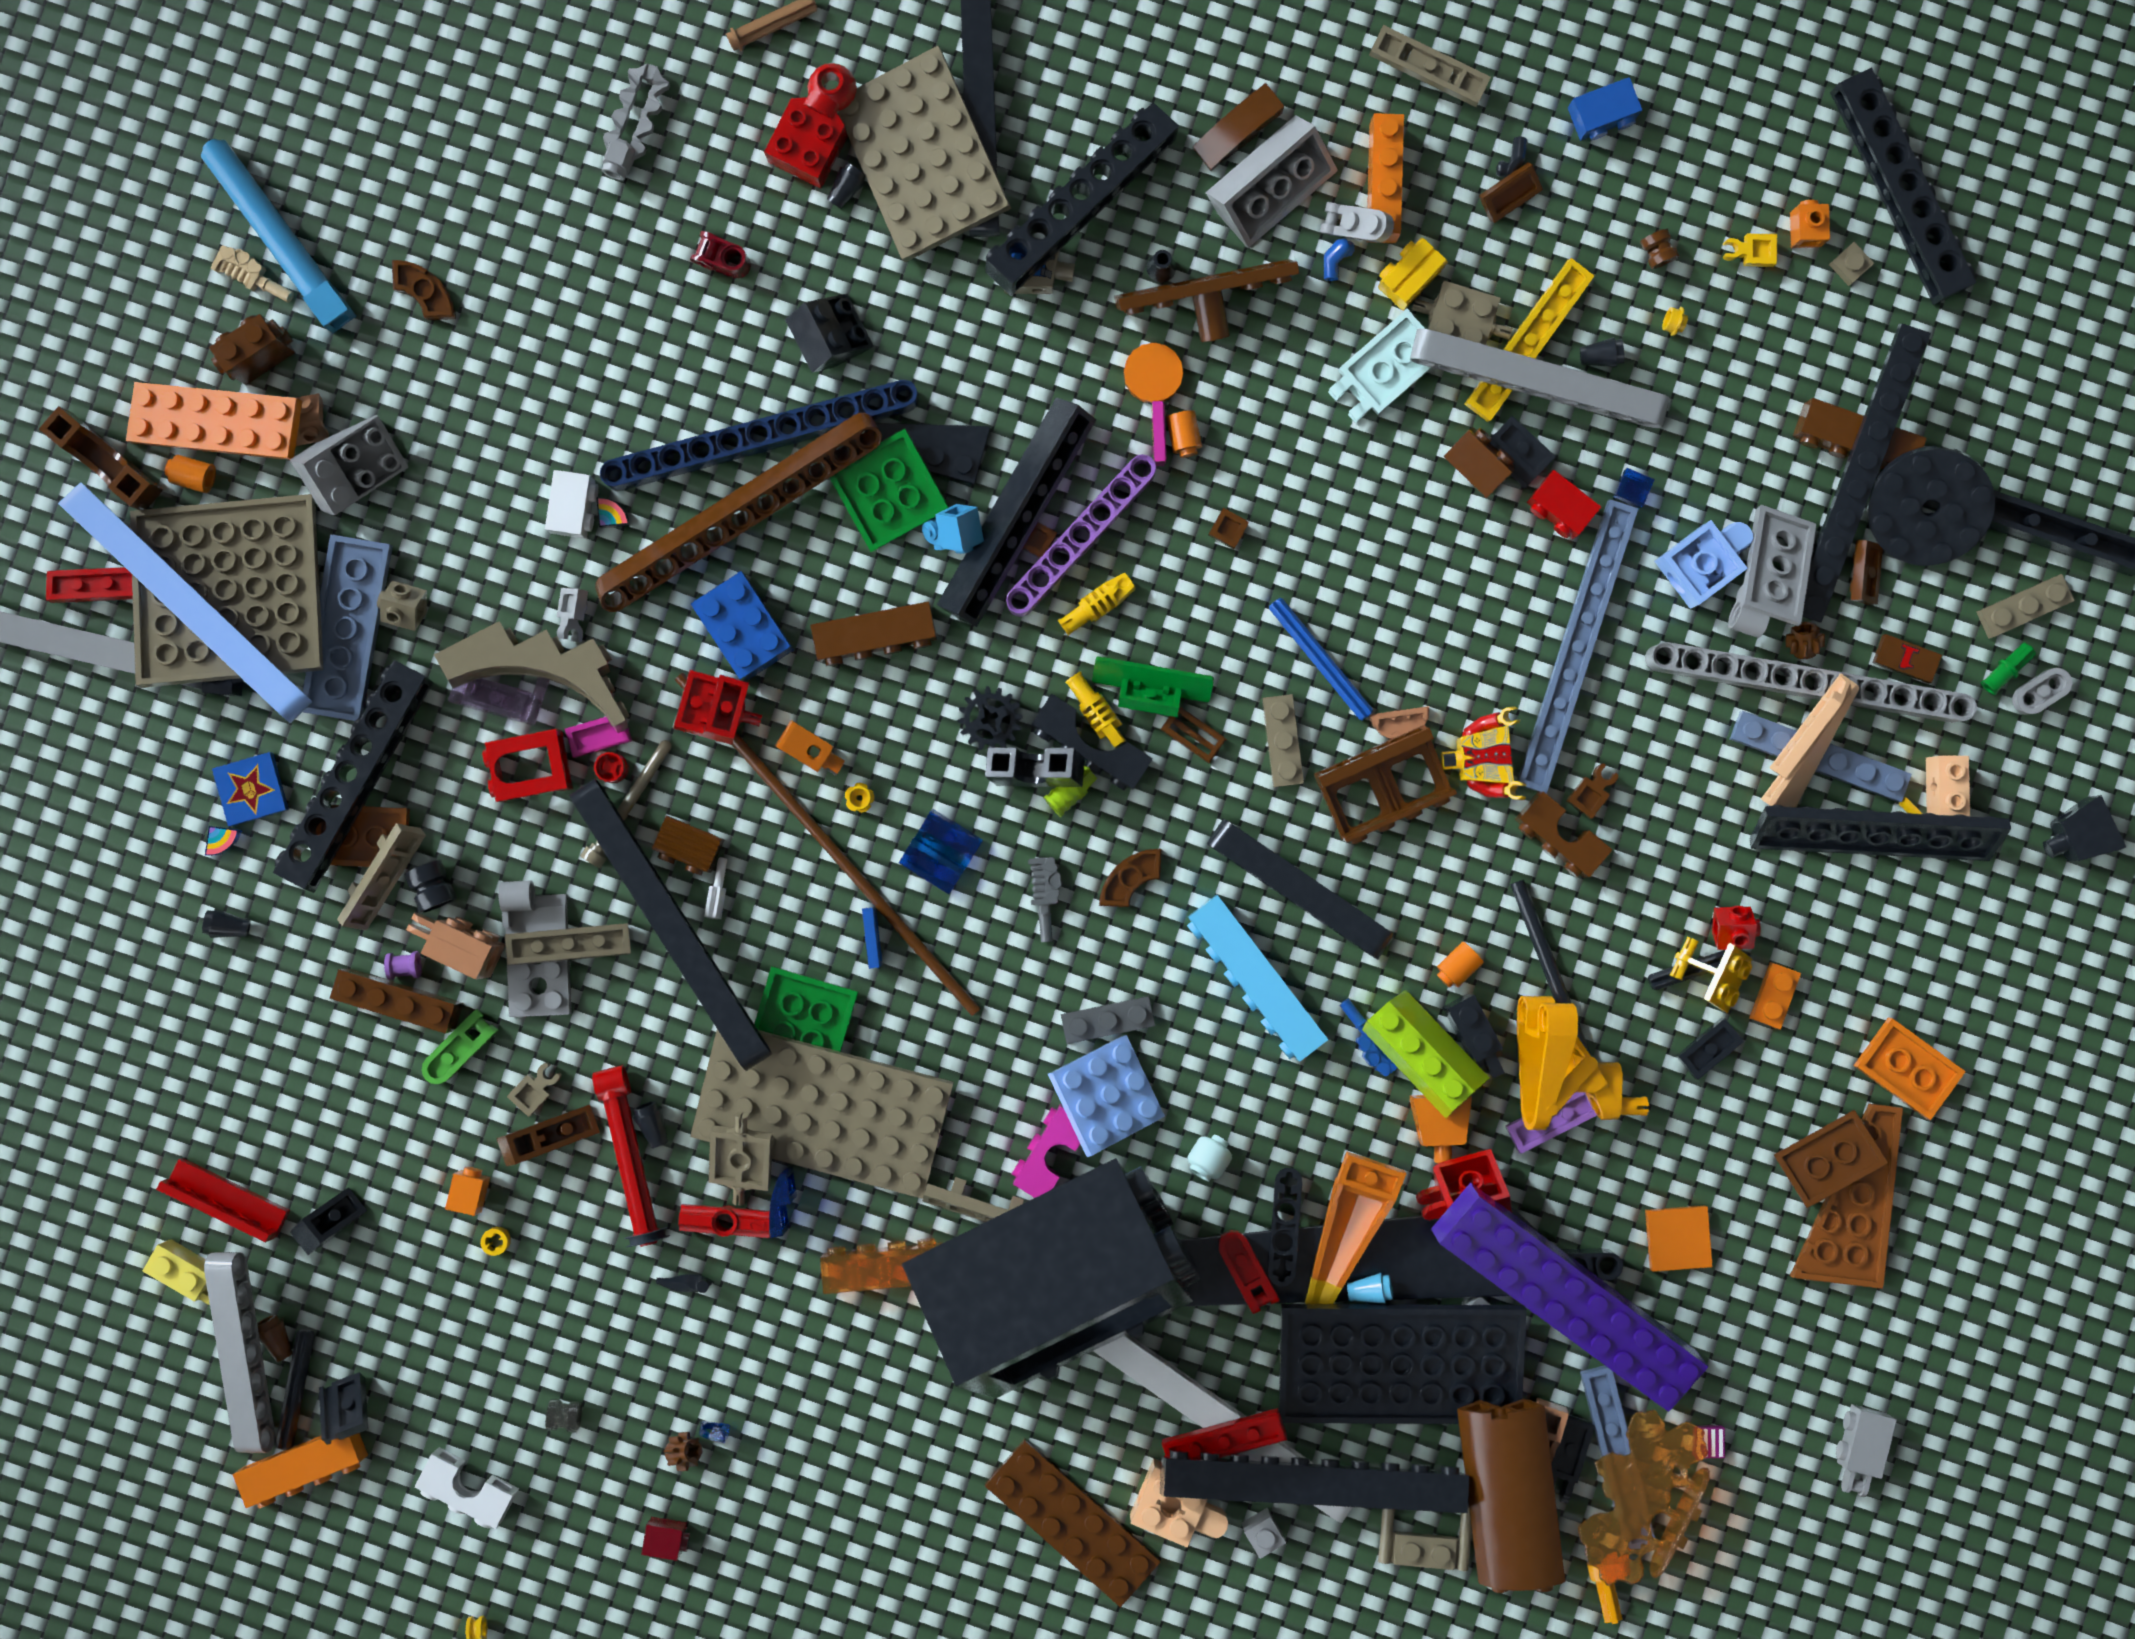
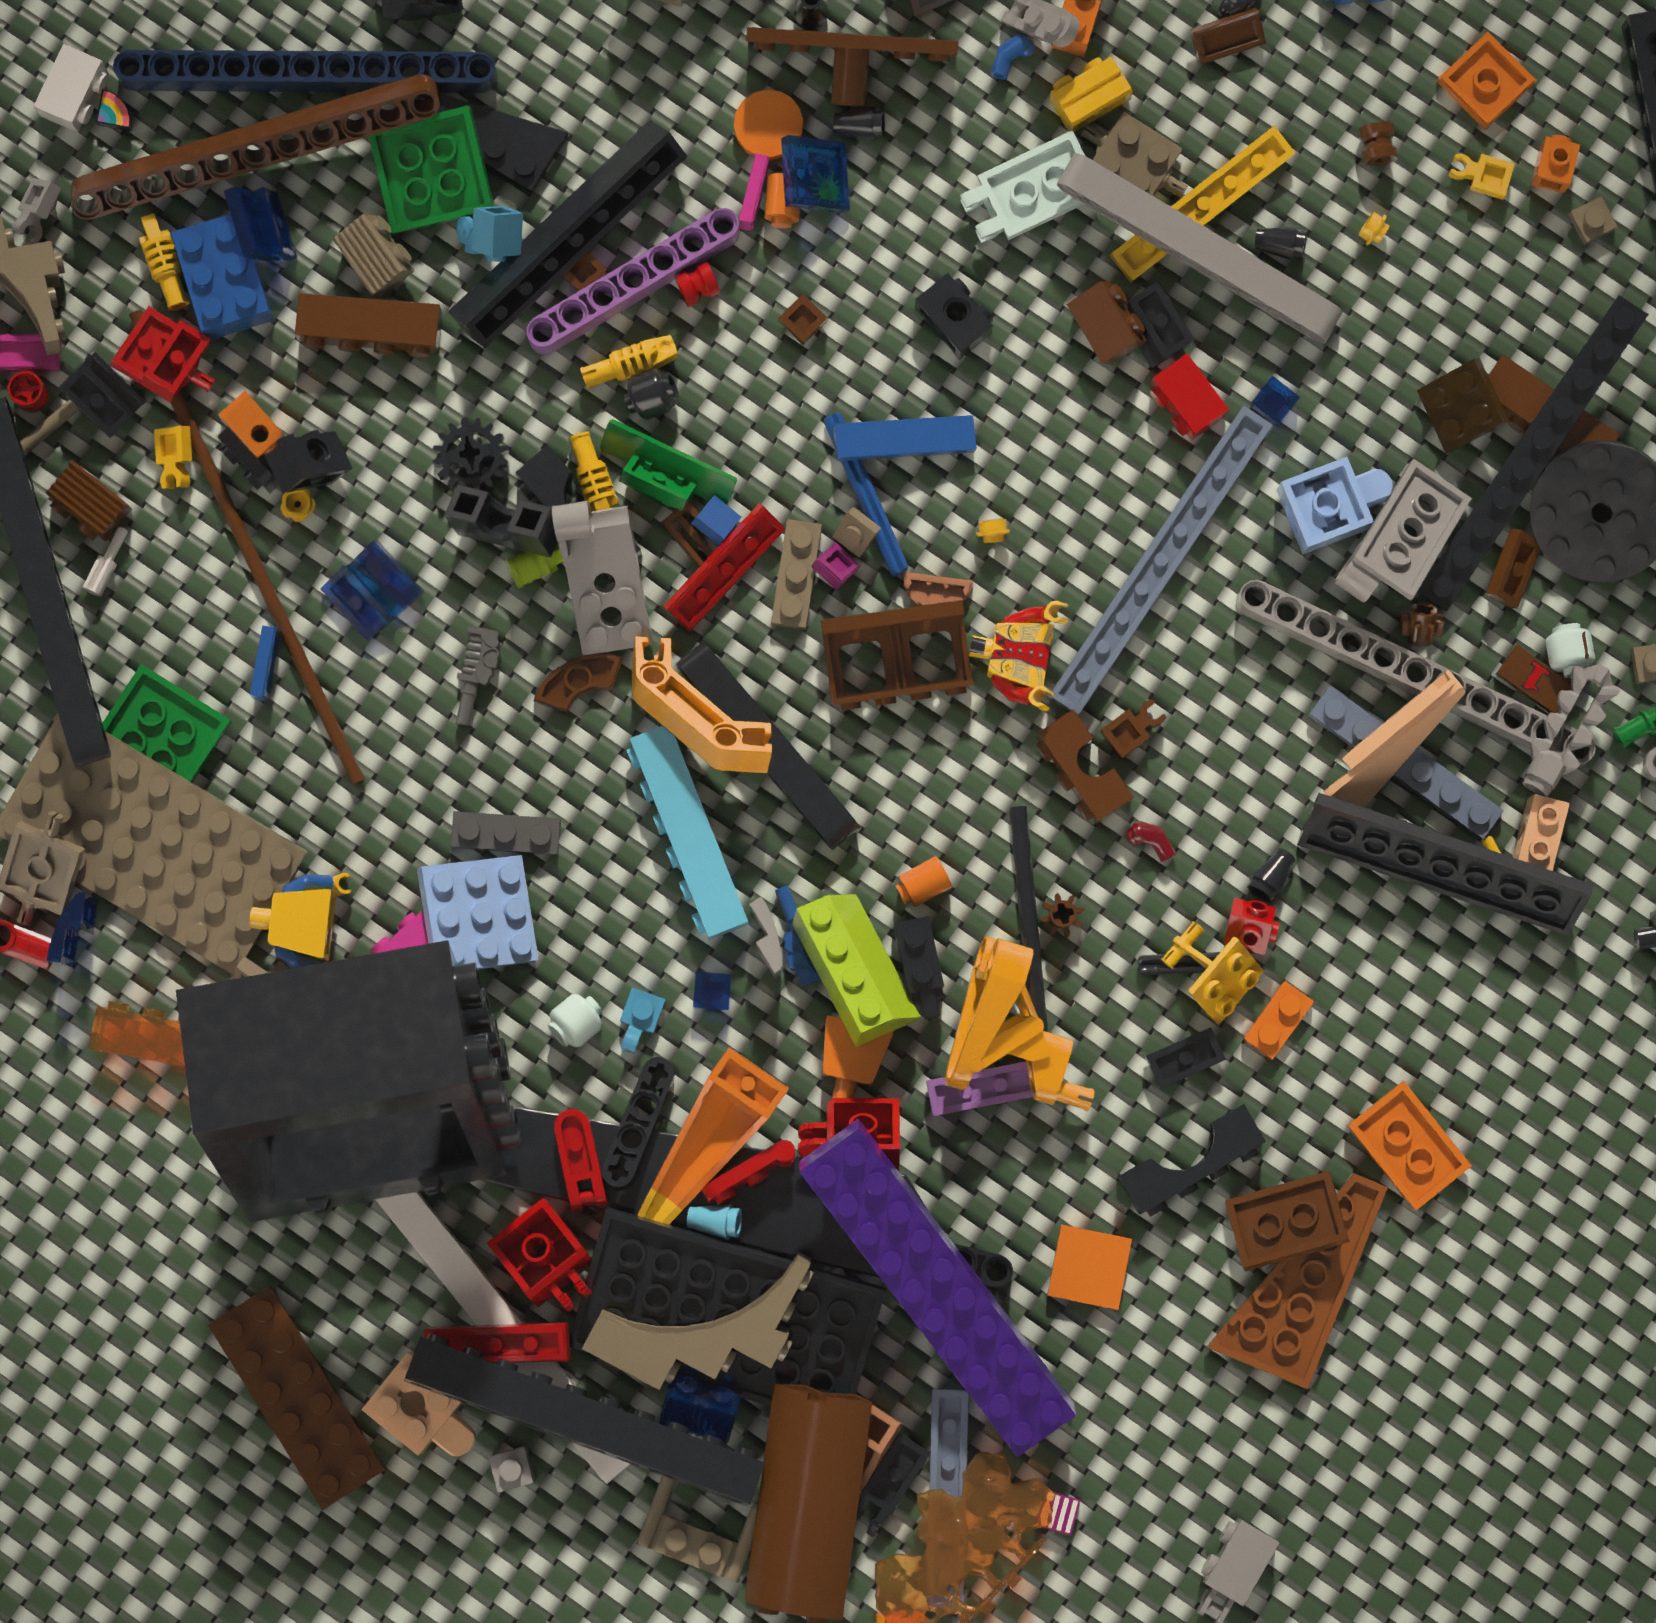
camera: 15 degrees right, 5 degrees down
(672, 753) = (101, 394): none -> black plate
(690, 628) = (163, 262): none -> yellow hinge
(745, 782) = (173, 451): none -> yellow plate
(761, 575) = (260, 224): none -> clear blue slope
(796, 769) = (236, 451): none -> black plate
(859, 762) = (308, 460): none -> black brick
(862, 573) = (374, 254): none -> dark tan brick
(967, 1143) = (301, 919): none -> yellow torso
(1122, 625) = (651, 394): none -> black head
(1124, 765) = (596, 545): none -> light grey hinge
(1134, 523) = (697, 284): none -> red wheel
(1205, 404) = (815, 174): none -> clear blue tile
(1205, 715) = (716, 520): none -> blue tile
(1223, 752) = (724, 567): none -> red tile
(1229, 351) = (860, 123): none -> black cone
(1237, 886) = (694, 718): none -> light orange piece
(1258, 1353) = (559, 1265): none -> red hinge
(1260, 1135) = (641, 1014): none -> dark azure plate
(1312, 1102) = (712, 991): none -> clear blue plate
(1314, 725) = (836, 566): none -> magenta tile
(1323, 693) = (856, 532): none -> dark tan plate
(1334, 490) = (957, 335): none -> black brick
(1340, 604) = (904, 438): none -> blue tile
(1351, 1053) = (769, 945): none -> light grey slope
(1355, 1409) = (755, 1330): none -> dark tan arch
(1389, 1243) = (751, 1172): none -> red plate
(1401, 1442) = (700, 1407): none -> clear blue brick
(1433, 659) = (993, 530): none -> yellow plate
(1586, 963) = (1057, 923): none -> reddish brown gear
(1632, 874) = (1153, 836): none -> dark red arm
(1732, 170) = (1486, 81): none -> orange tile
(1738, 881) = (1271, 876): none -> black cone
(1765, 1105) = (1231, 1137): none -> black arch
(1790, 449) = (1462, 405): none -> dark brown plate
(1930, 627) = (1569, 647): none -> light aqua head
(1943, 731) = (1547, 765): none -> light grey sword

